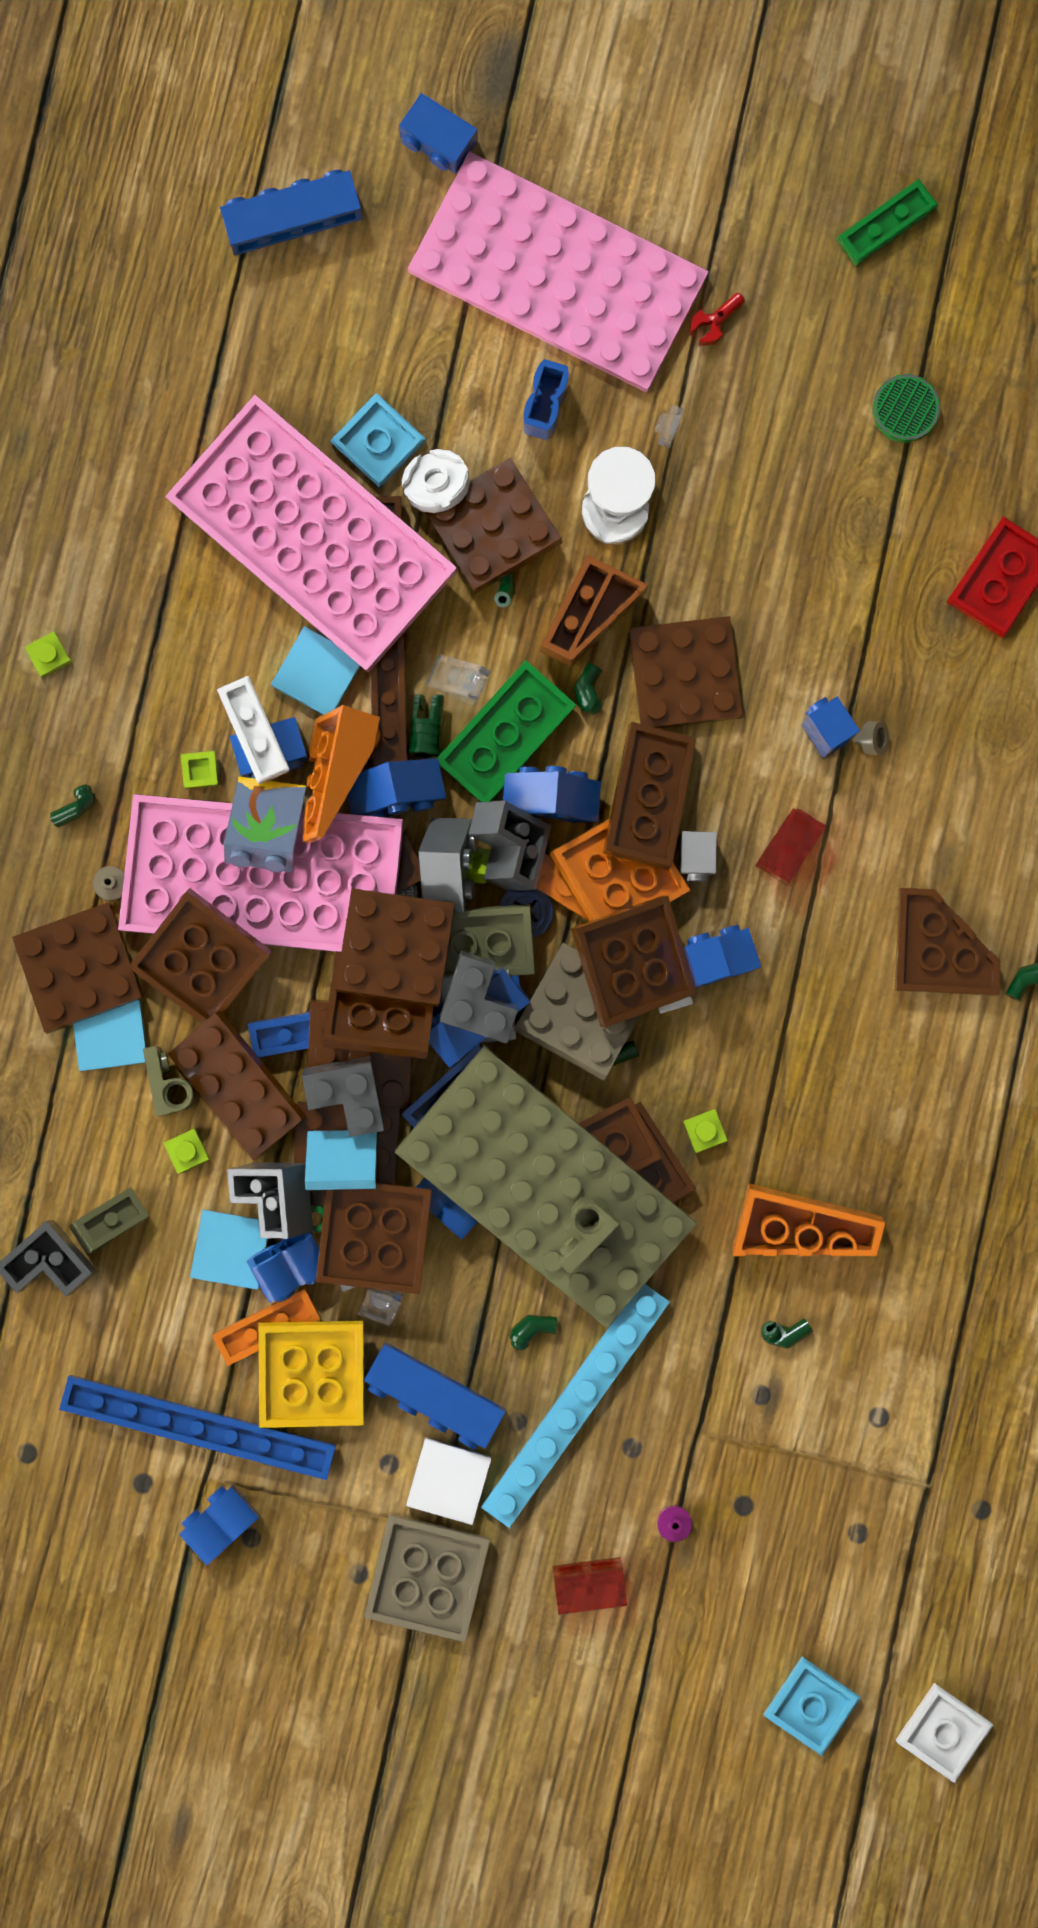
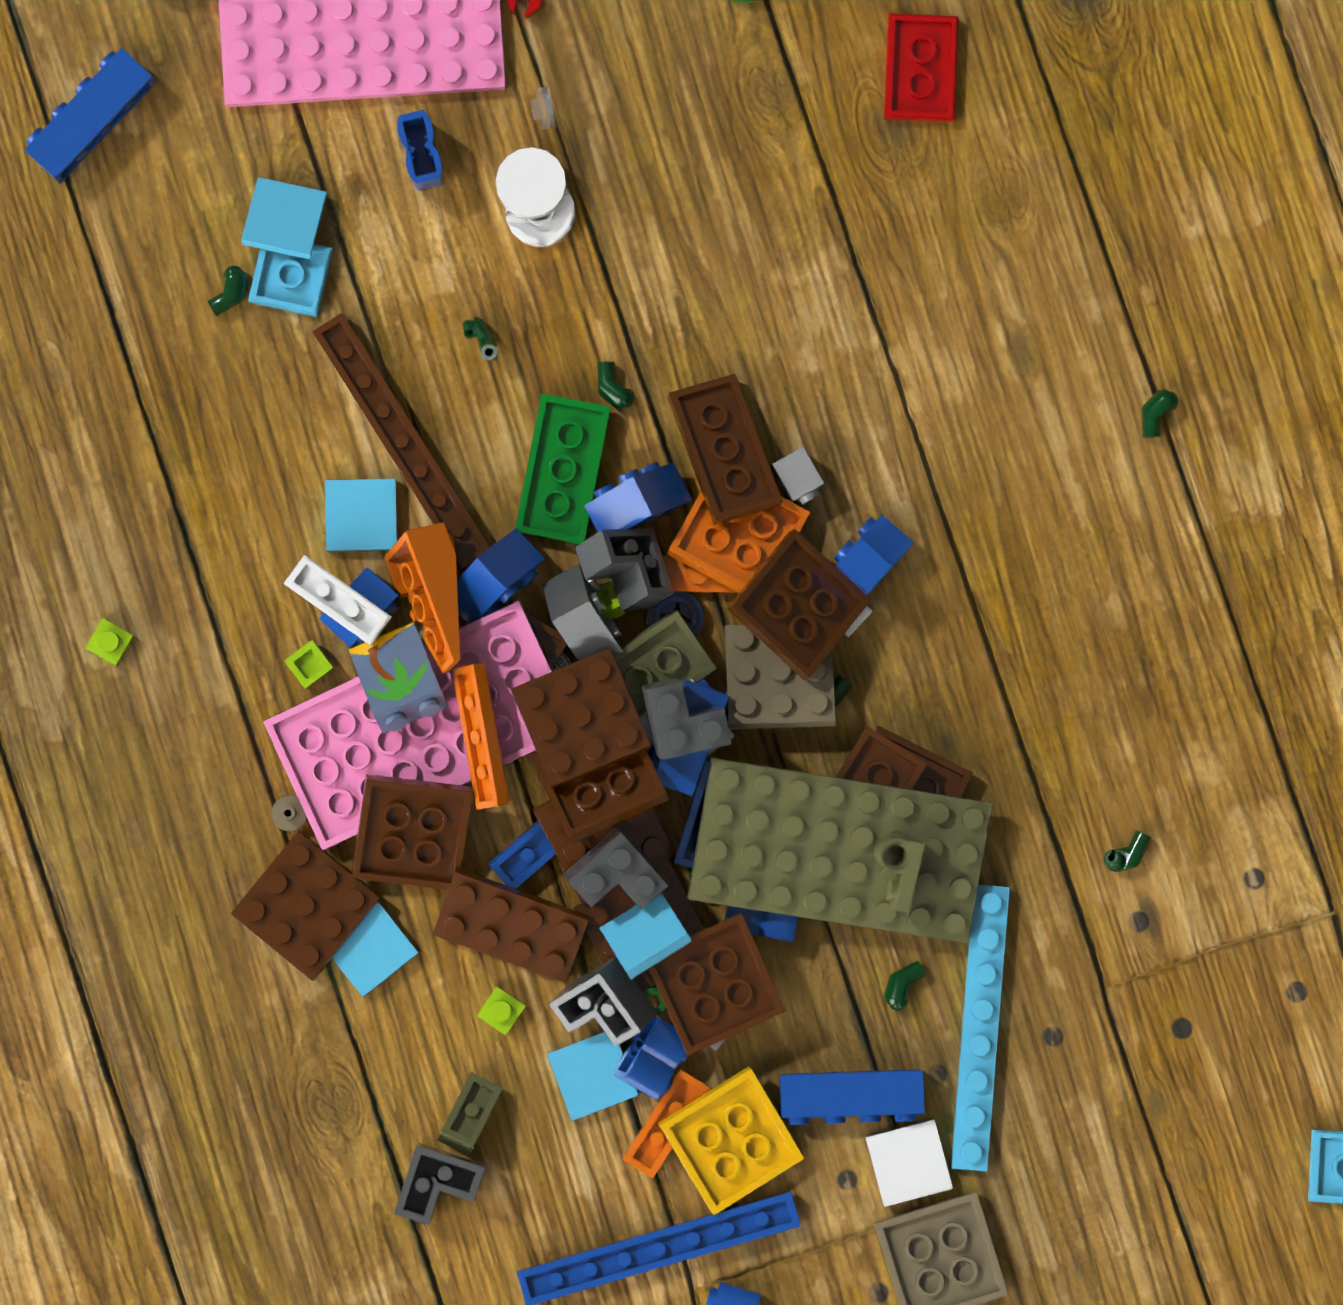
camera: 35 degrees left, 0 degrees up
(76, 809) = (219, 765): dark green arm -> none
(157, 1067) = (431, 951): olive plate -> none
(303, 912) = (480, 736): none -> orange plate
(311, 533) = (282, 393): bright pink plate -> none
(323, 425) = (233, 291): none -> dark green arm
(380, 1305) = (756, 1043): clear plate -> none
(400, 390) = (284, 218): none -> medium azure tile
(424, 731) = (491, 510): dark green hinge -> none
(436, 481) = (365, 280): white tile -> none
(458, 679) = (491, 446): clear slope -> none
(495, 527) = (439, 290): reddish brown plate -> none
(589, 1585) = (1088, 1179): clear red hinge -> none
(590, 609) = (572, 314): dark orange wedge -> none
(670, 1515) = (1121, 1077): magenta tile -> none
(685, 672) = (690, 320): reddish brown plate -> none
(705, 1130) = (950, 717): lime plate -> none
(790, 846) = (875, 419): clear red hinge -> none
(801, 1226) = (1078, 753): orange wedge -> none
(829, 726) = (846, 292): blue brick -> none
(873, 738) = (891, 279): dark tan tile -> none
(939, 949) = (1062, 432): reddish brown plate -> none

